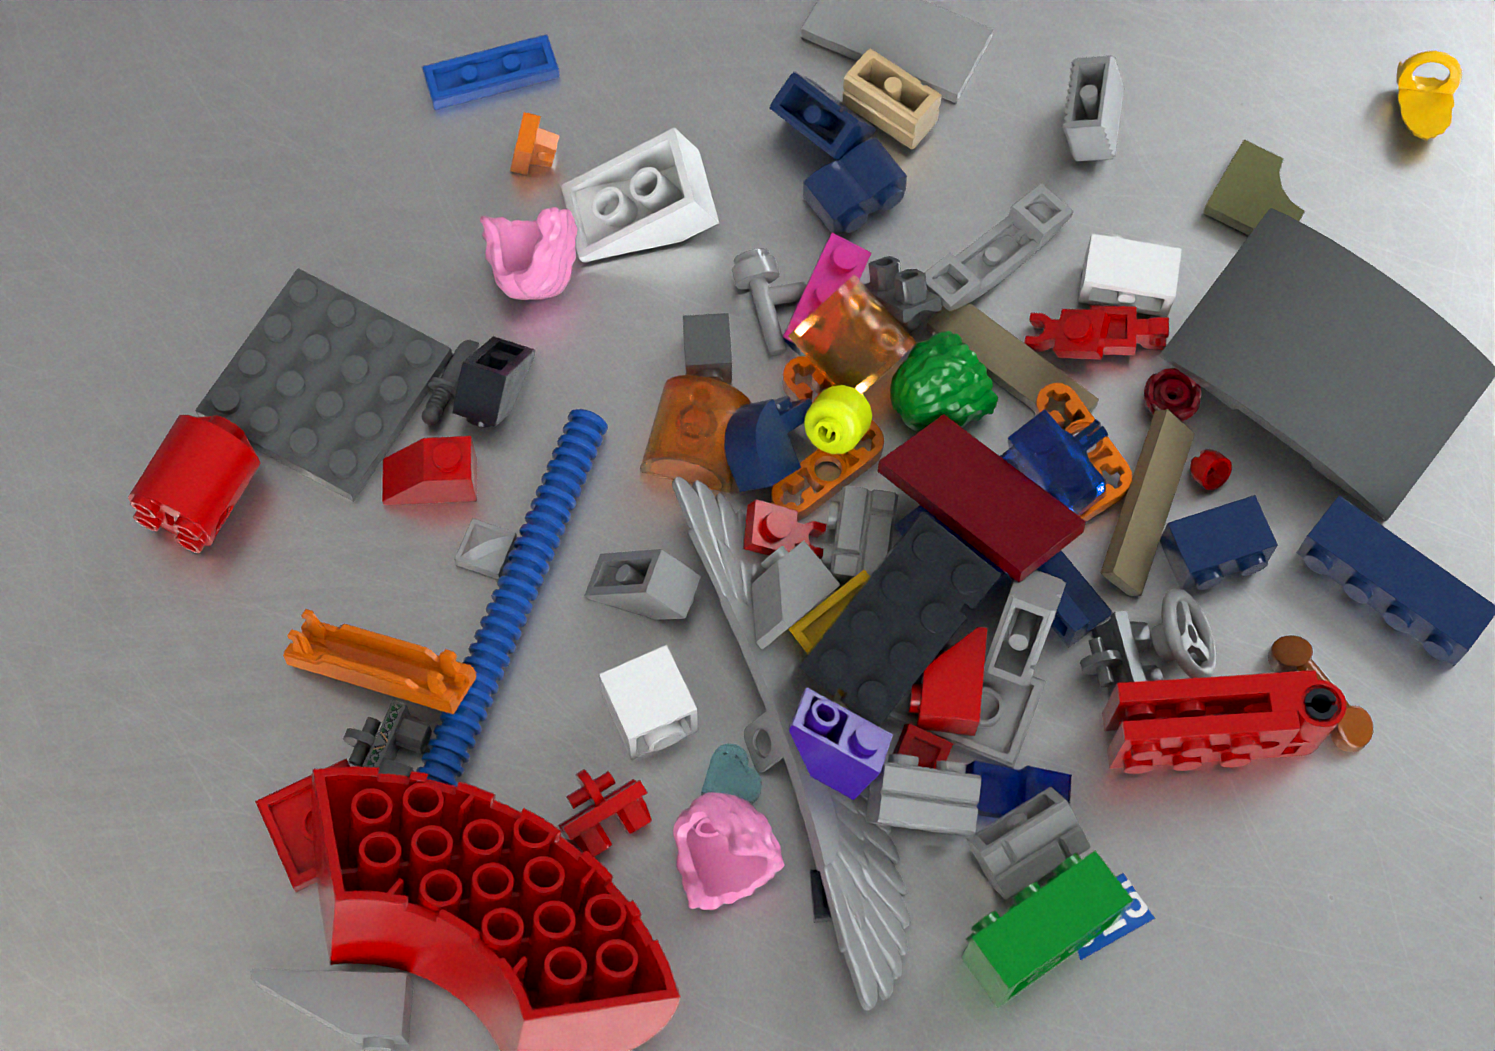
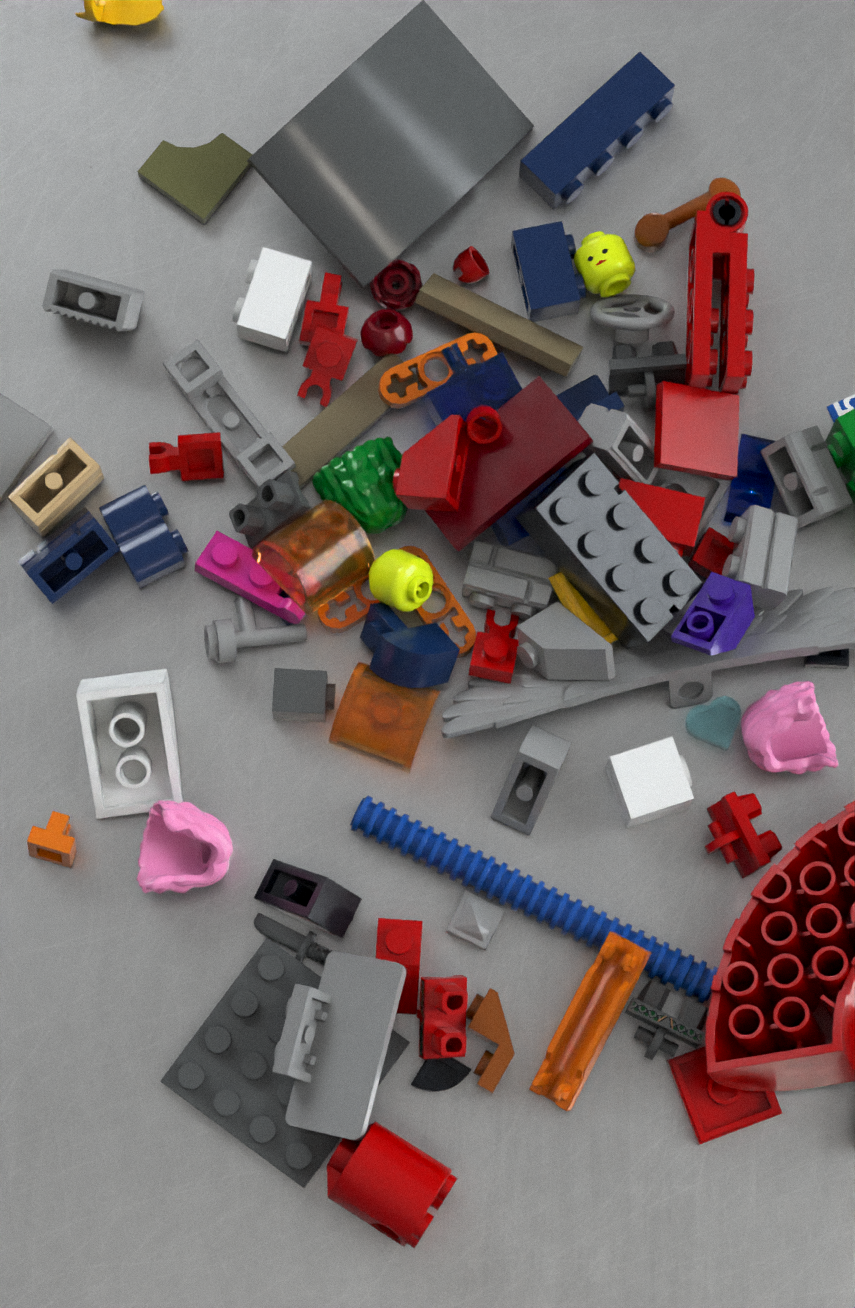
camera: 85 degrees left, 10 degrees up
(323, 531) = (440, 1074): none -> black tile
(338, 405) = (339, 1043): none -> light grey bracket
(370, 572) = (490, 1025): none -> dark orange slope
(373, 516) = (442, 1017): none -> red hips
(948, 224) = (196, 457): none -> red plate
(965, 428) = (434, 468): none -> red slope
(1018, 467) = (480, 430): none -> red hinge
(1060, 713) = (696, 431): none -> tile
(1116, 390) = (386, 332): none -> dark red plate
(1239, 602) = (604, 264): none -> neon yellow head

